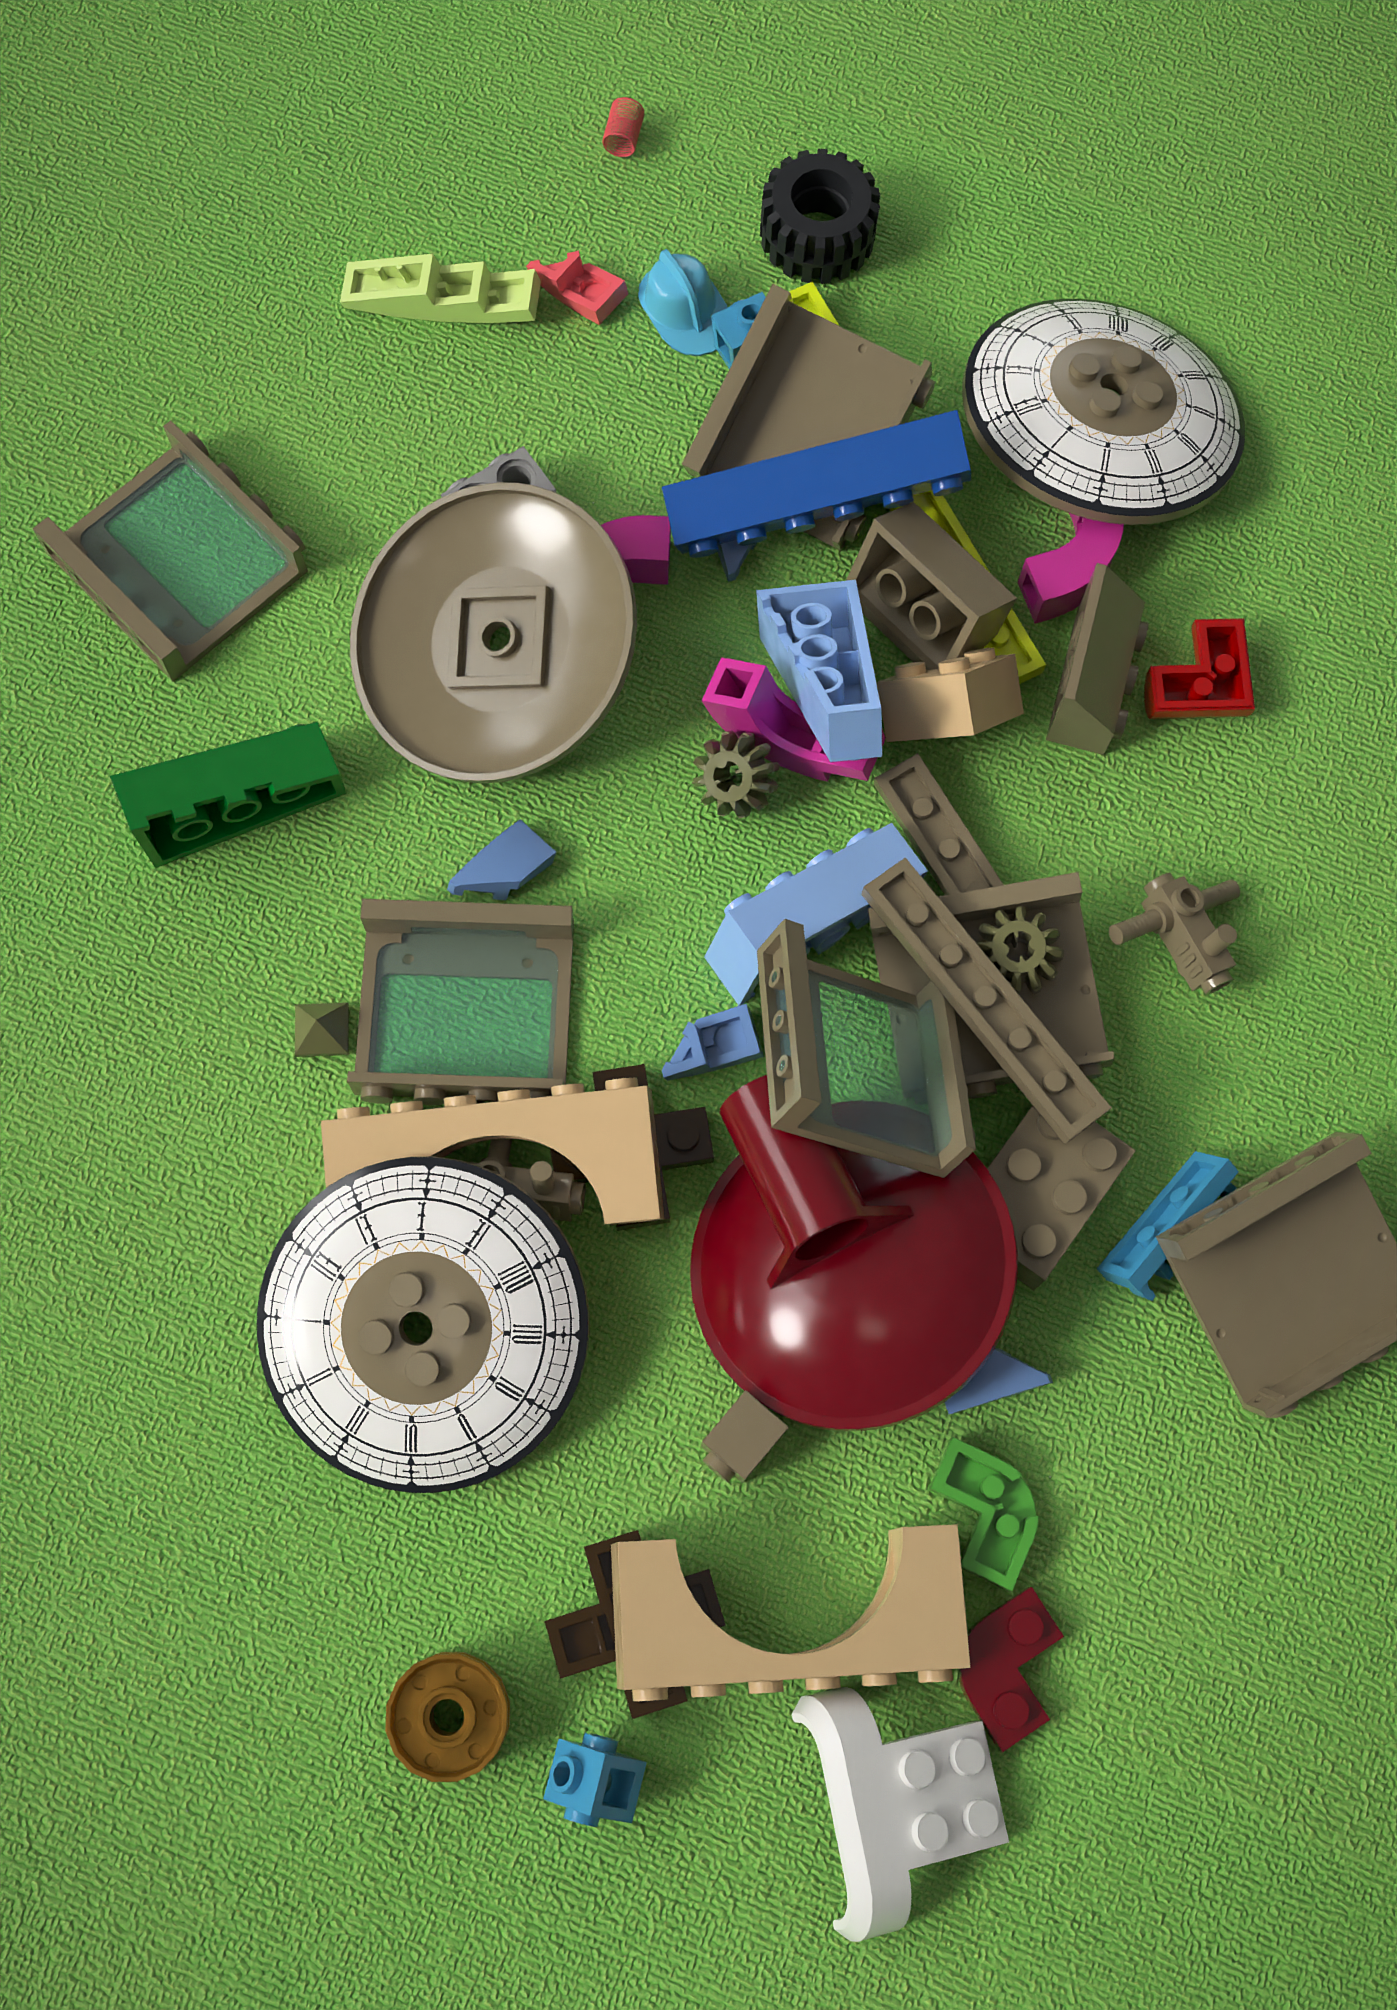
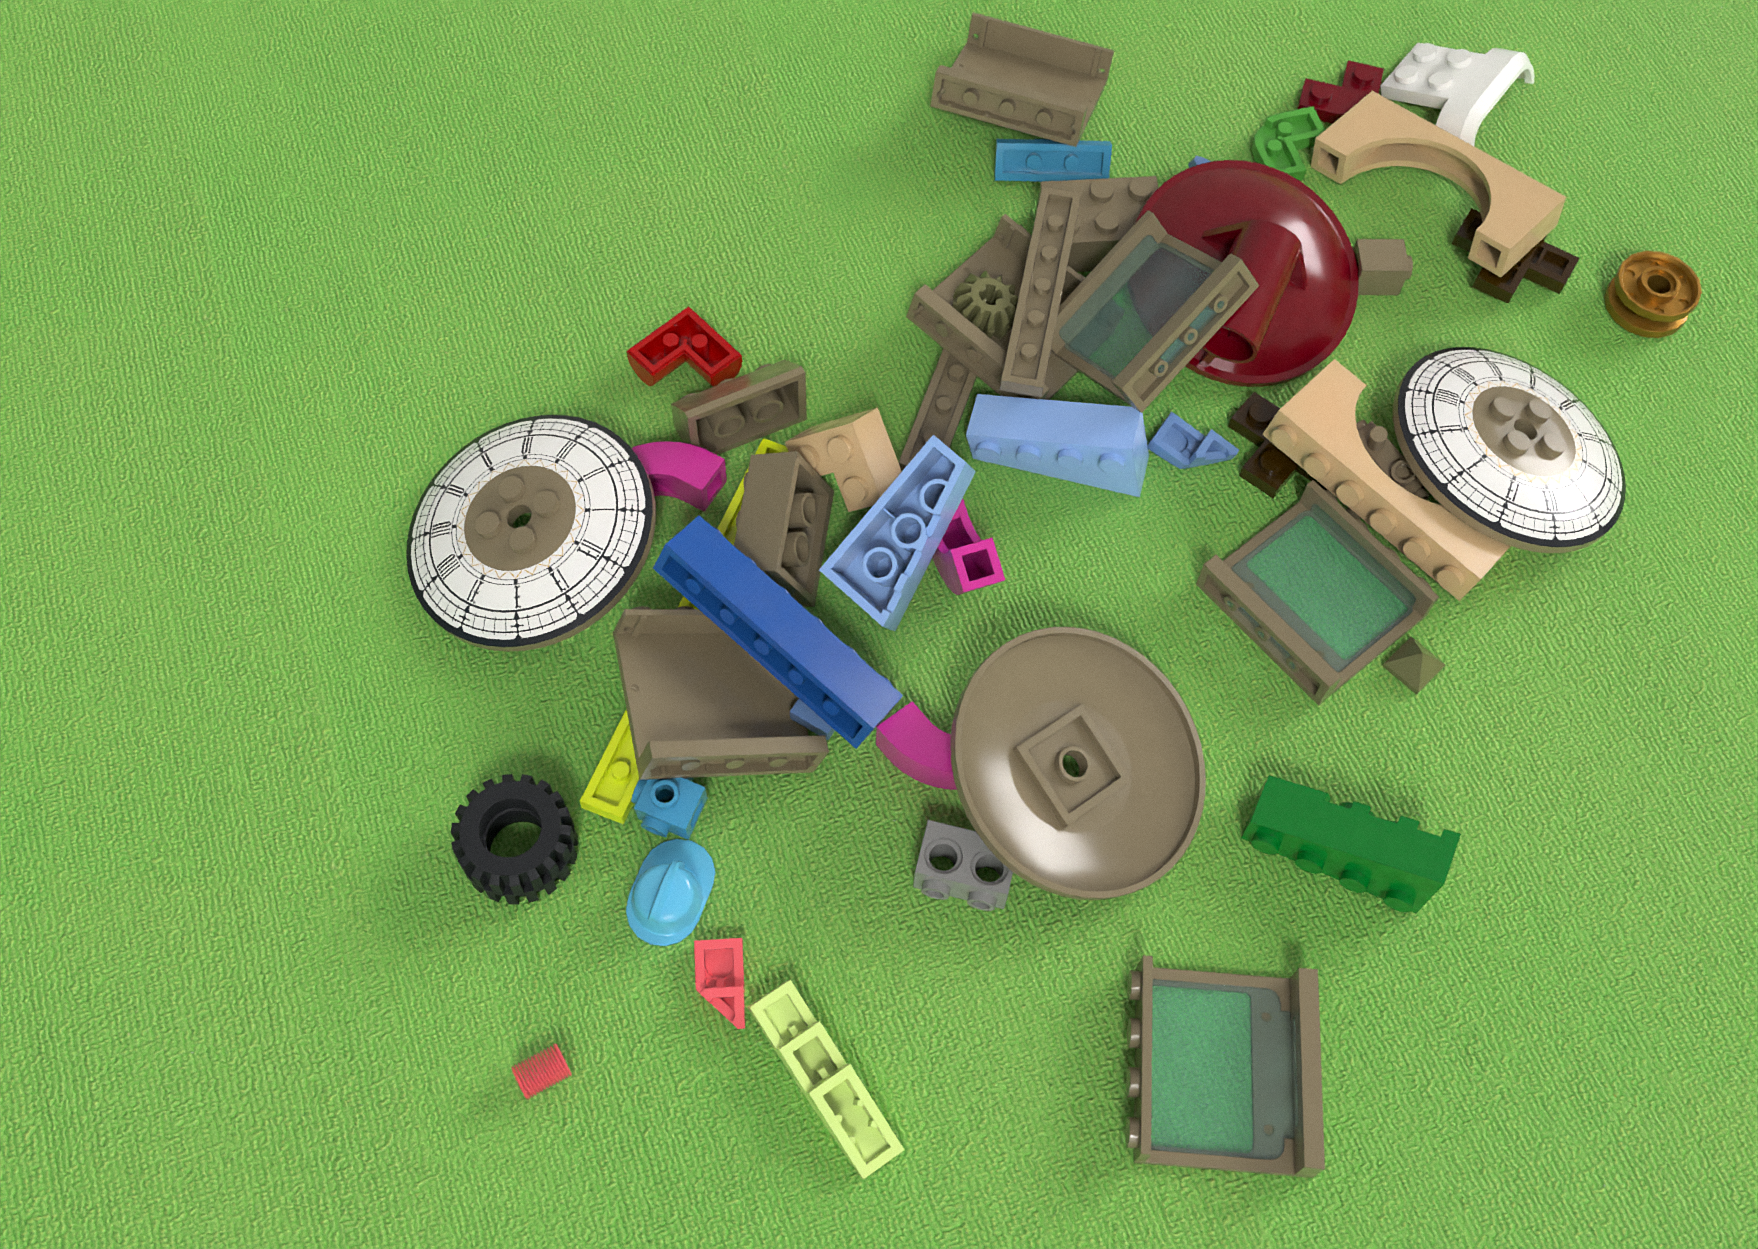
camera: 130 degrees left, 10 degrees down
(504, 863) = (1208, 641): medium blue slope -> none
(594, 1780) = (1603, 207): dark azure brick -> none
(720, 784) = (1021, 547): olive gear -> none
(1179, 917) = (871, 256): dark tan piece -> none

